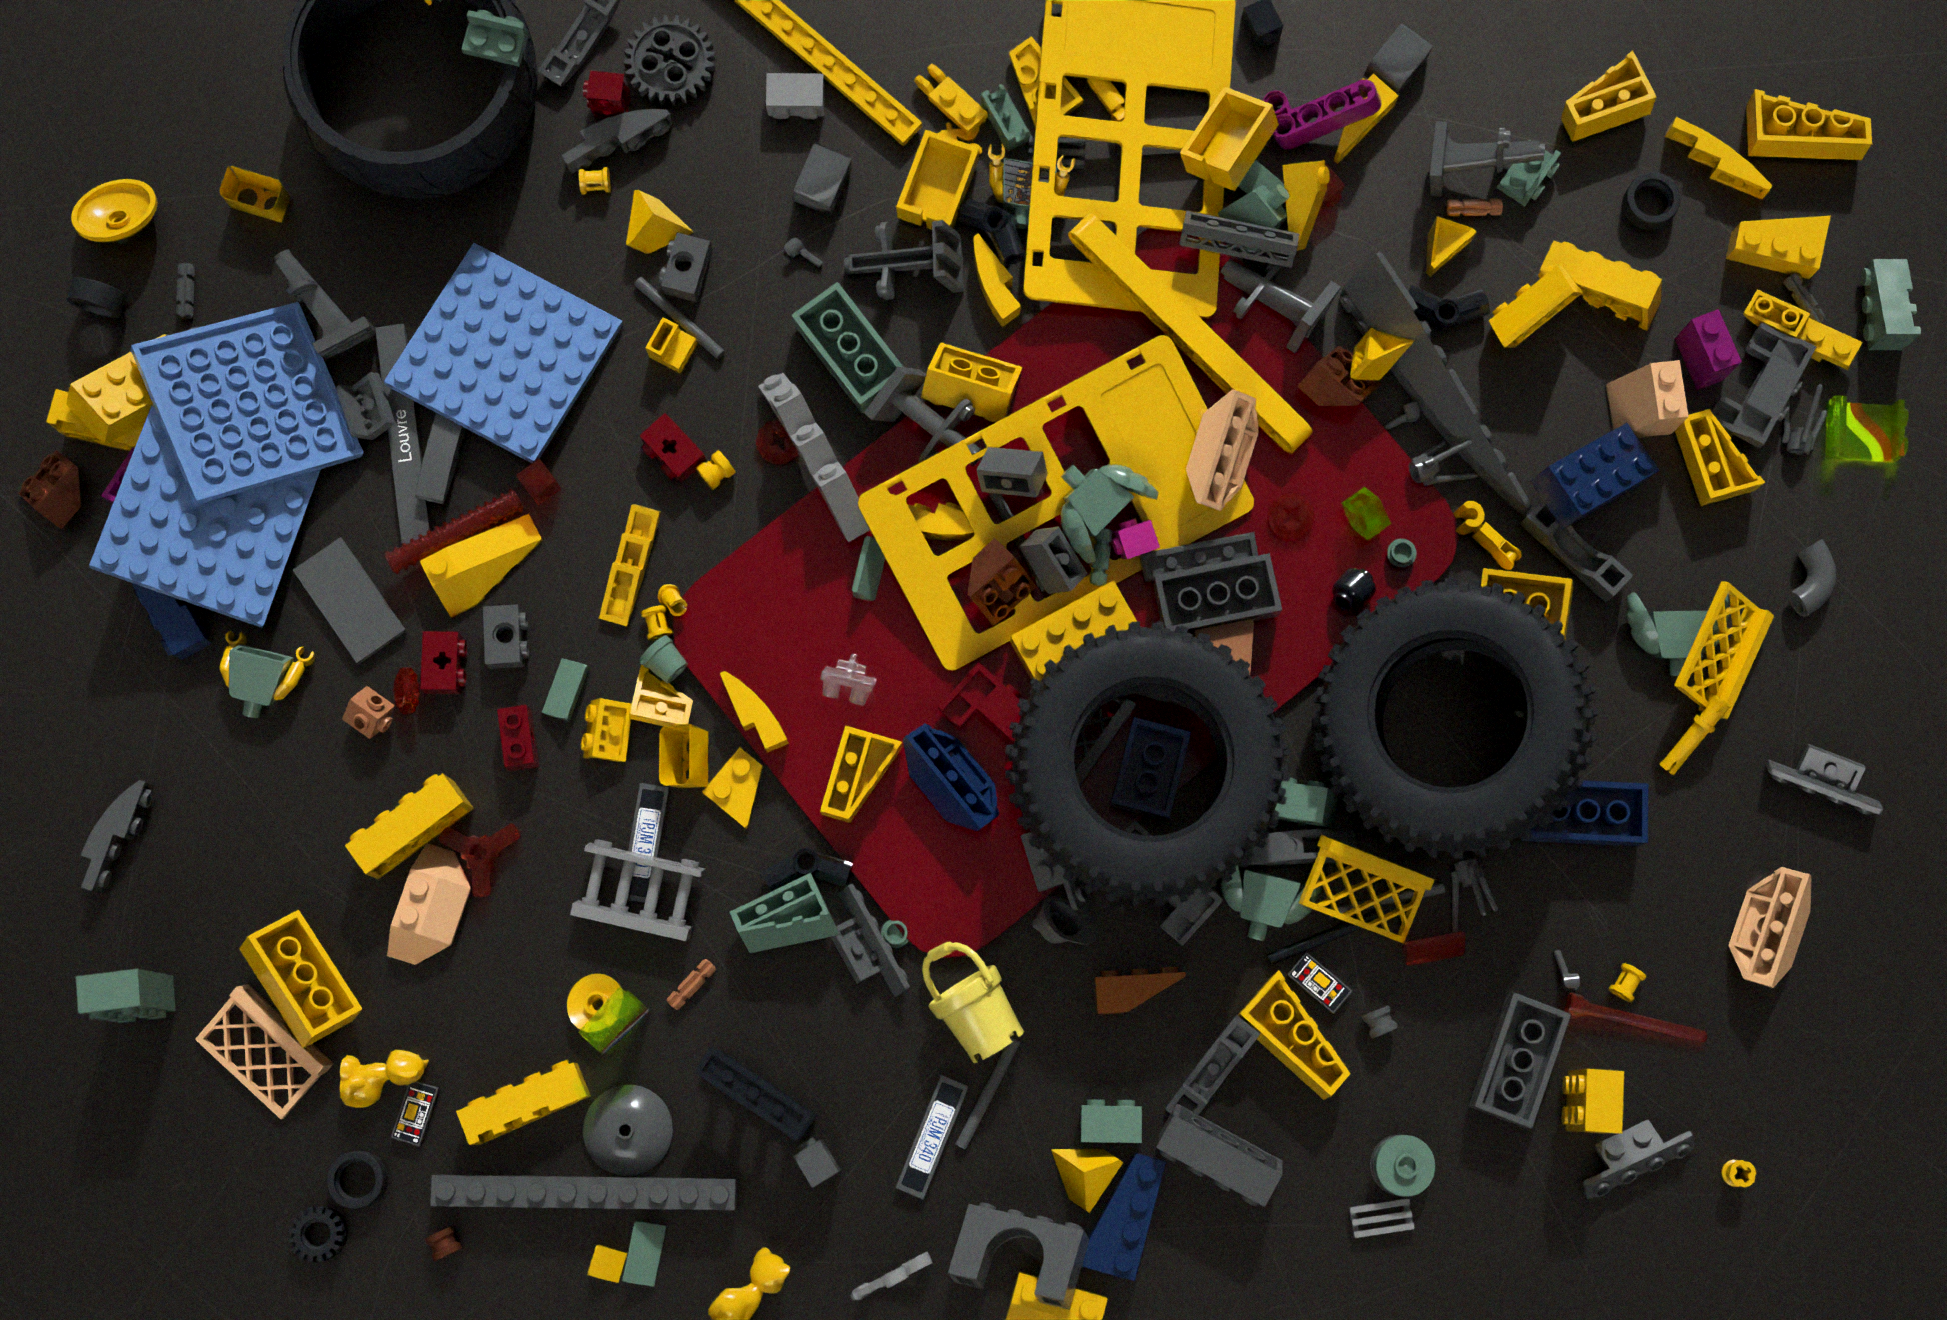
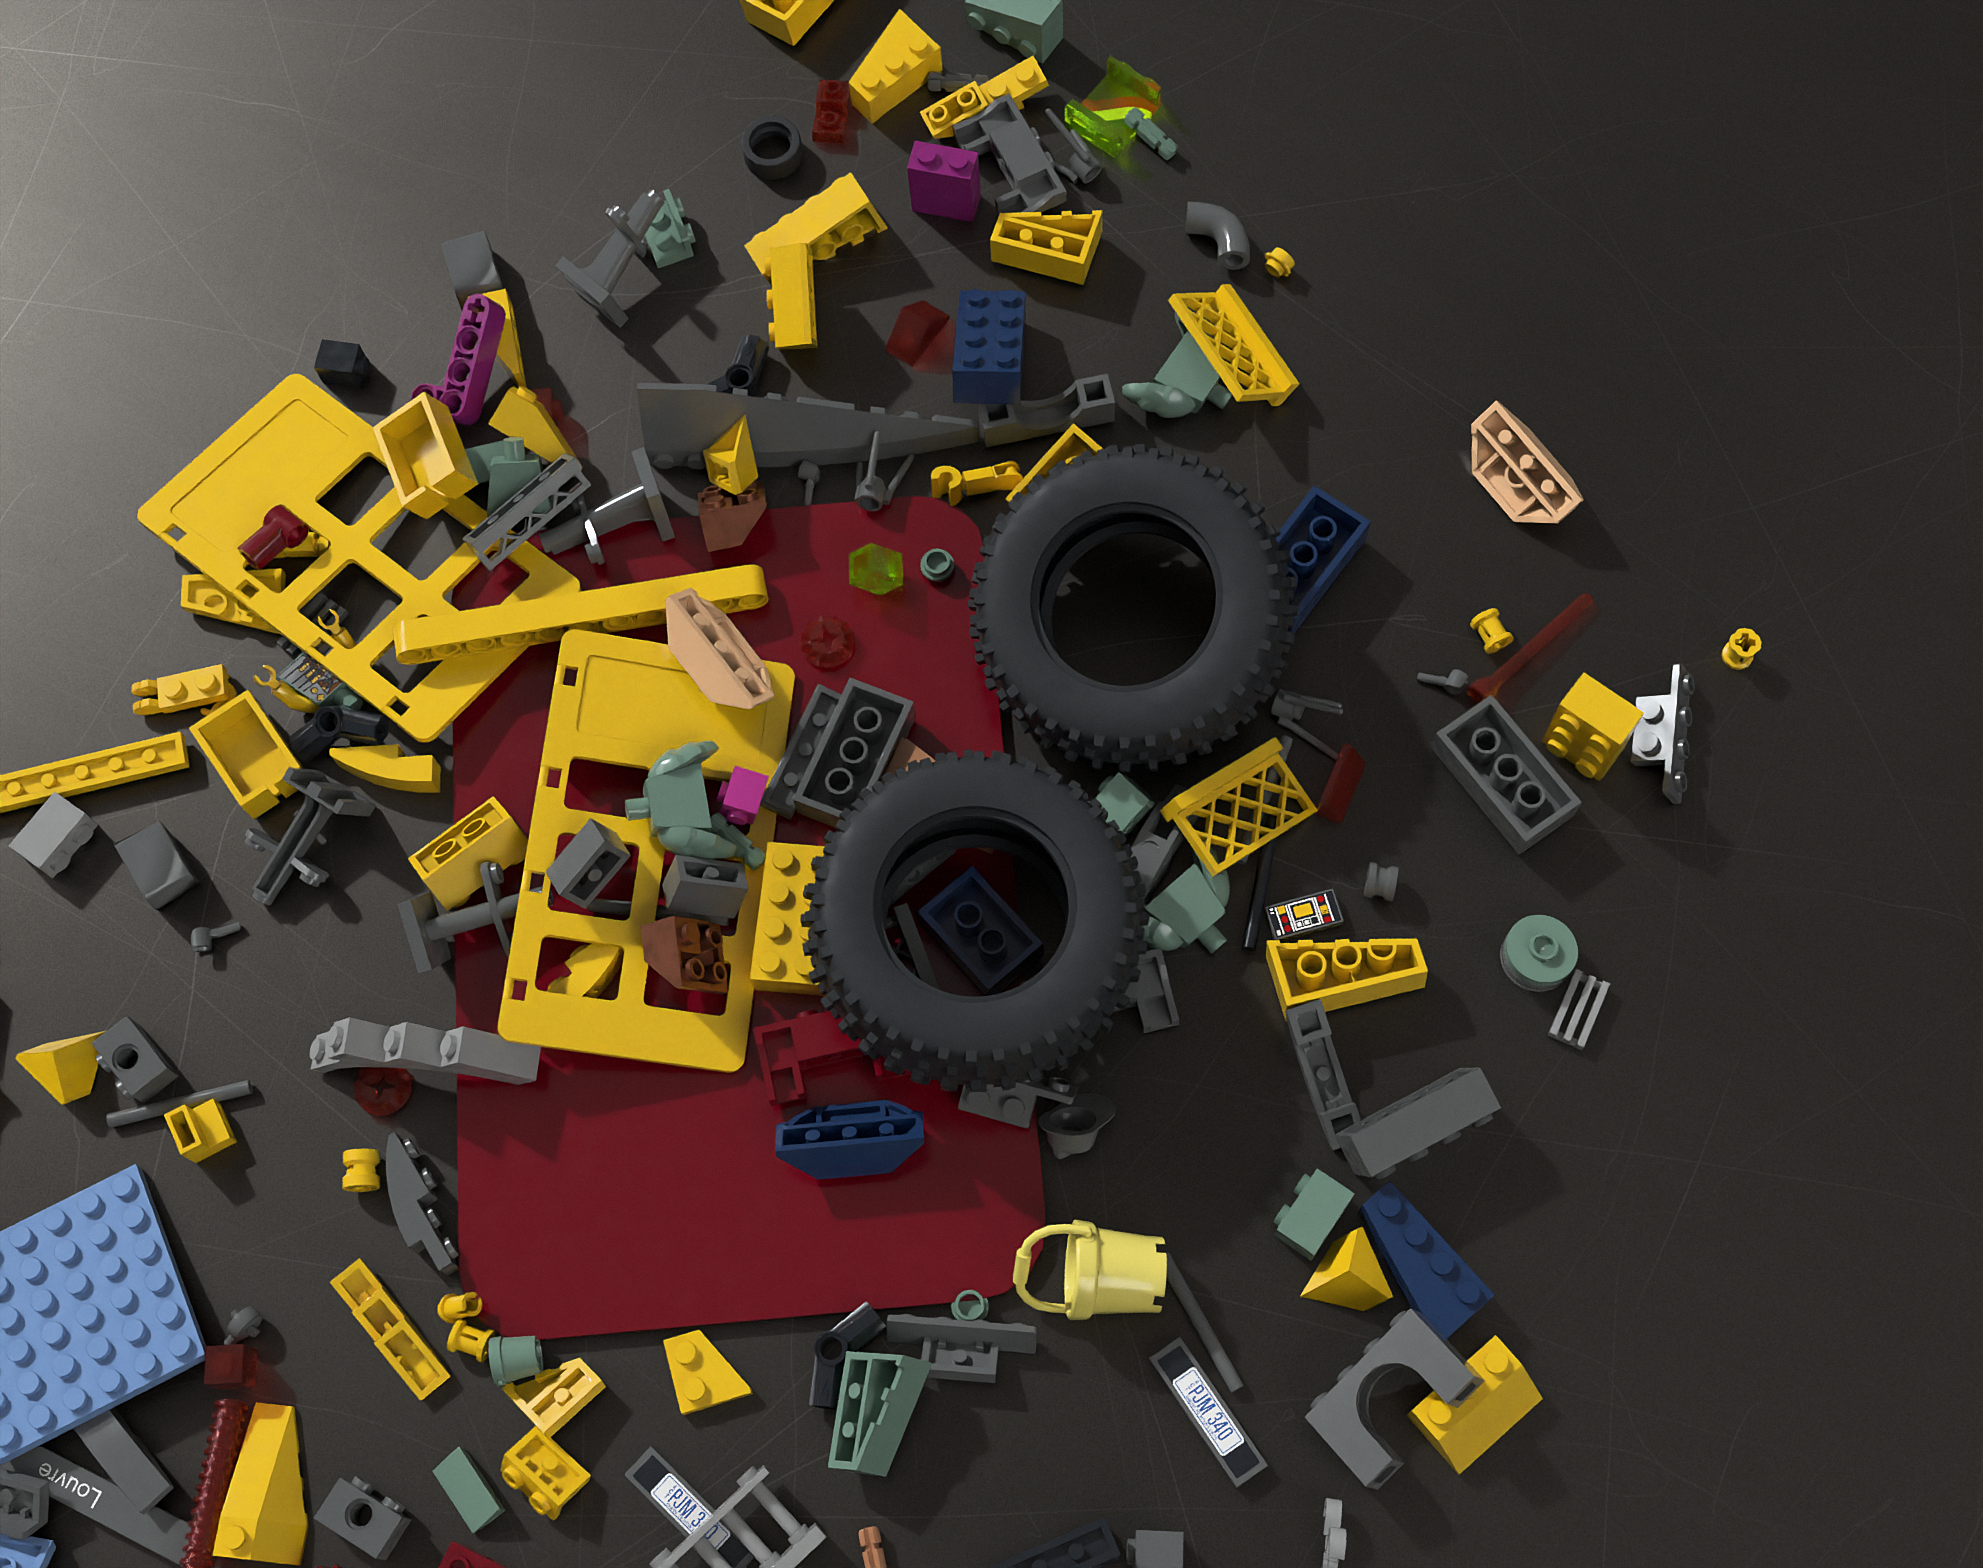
camera: 50 degrees left, 10 degrees down
(568, 469) = (243, 1324): none -> dark grey piece
(664, 434) = (285, 1194): dark red brick -> none
(673, 748) = (615, 1413): yellow piece -> none
(721, 513) = (409, 1194): none -> dark grey slope
(754, 713) = (638, 1298): yellow slope -> none
(835, 678) = (690, 1167): clear hips -> none
(846, 344) = (338, 950): sand green brick -> none
(856, 771) = (775, 1229): yellow wedge -> none
(868, 570) = (580, 1080): sand green slope -> none
(1005, 118) = (240, 653): sand green hinge -> none
(1105, 80) = (279, 530): none -> dark red piece
(1124, 993) = (1189, 1109): dark orange slope -> none
(1353, 589) = (941, 629): black head -> none
(1445, 241) = (672, 339): yellow slope -> none
(1474, 207) = (660, 296): nougat axle -> none
(1577, 410) = (915, 330): none -> clear red slope
(1610, 101) = (655, 120): yellow wedge -> none
(1649, 399) = (953, 257): light nougat slope -> none
(1695, 734) = (1295, 420): yellow pin -> none
(1713, 222) = (831, 111): none -> clear red slope
(1727, 164) = (784, 65): yellow slope -> none
(1820, 639) = (1279, 263): none -> yellow plate
(1829, 775) = (1411, 332): dark grey bracket -> none
(1863, 472) = (1151, 133): none -> sand green axle

